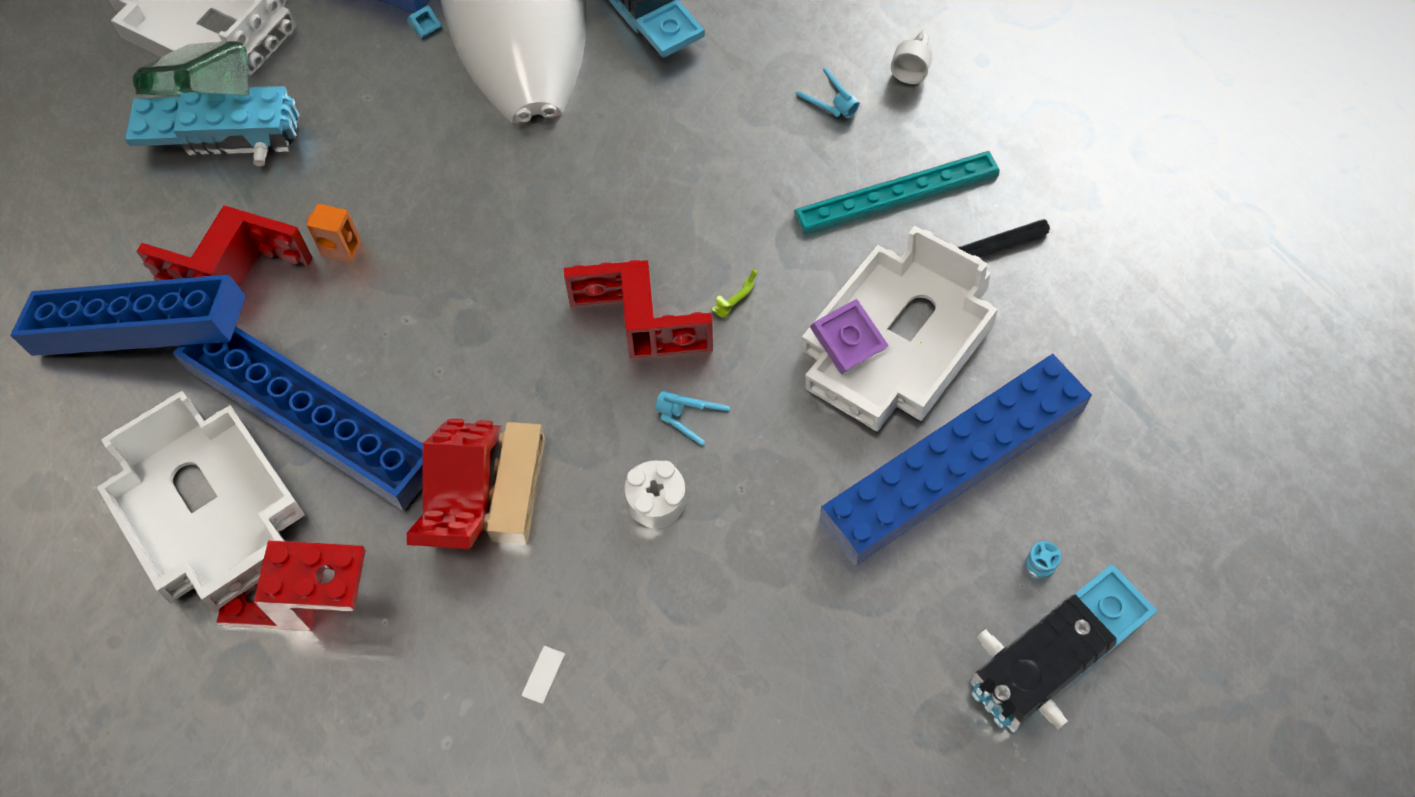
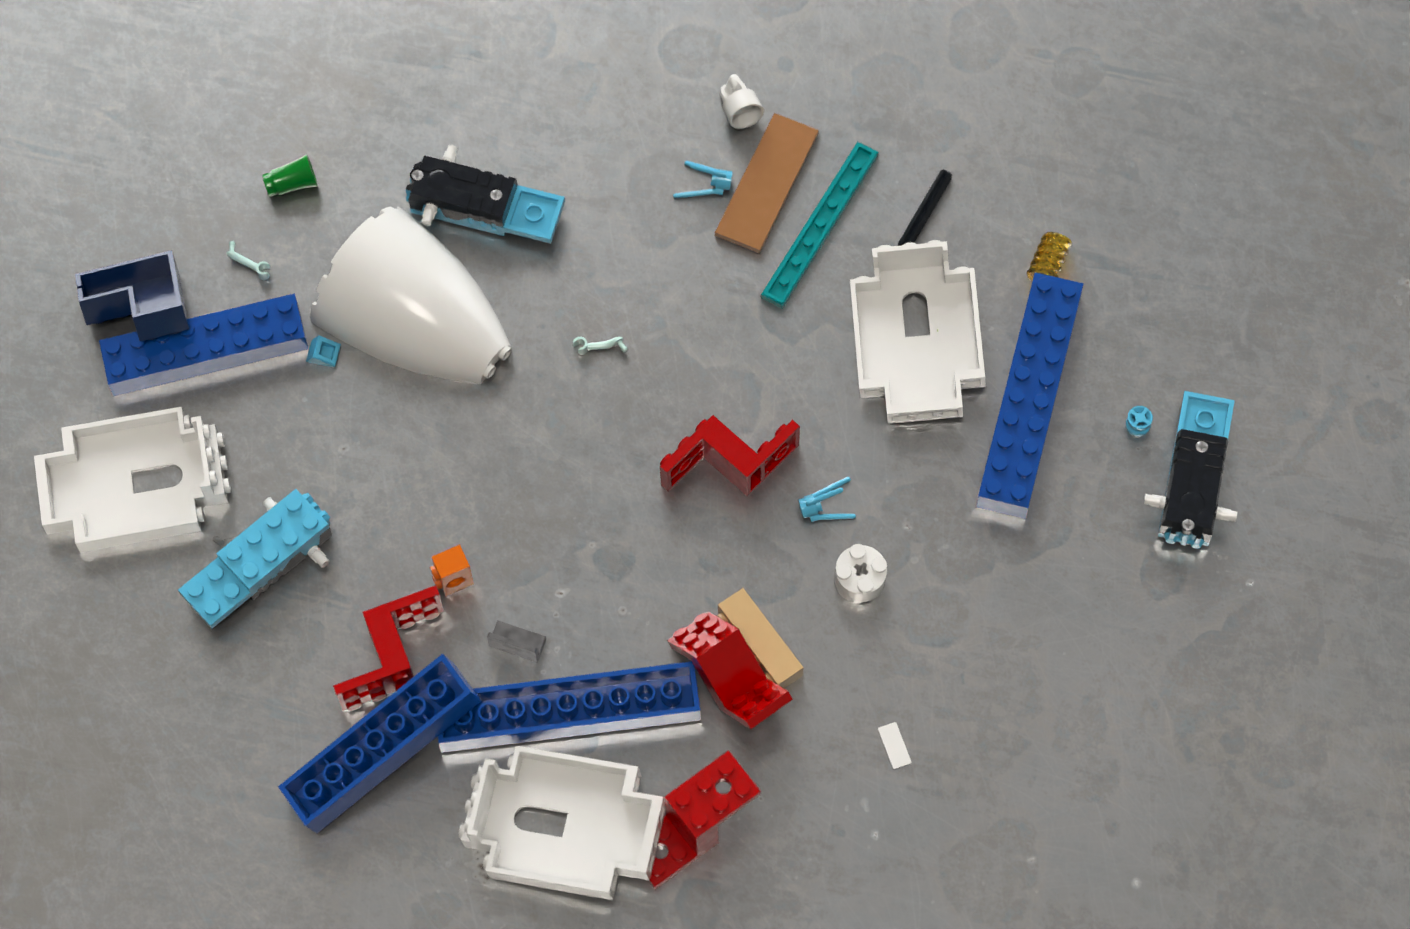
camera: 40 degrees left, 5 degrees up
(196, 69) = (237, 514): clear green windscreen -> none
(331, 329) = (516, 641): none -> flat silver panel
(613, 150) = (598, 345): none -> light aqua piece
(724, 307) = (778, 408): lime piece -> none
(849, 336) = (894, 364): medium lavender plate -> none
(881, 132) = (766, 183): none -> medium nougat tile
(1083, 351) = (1050, 255): none -> clear yellow piece

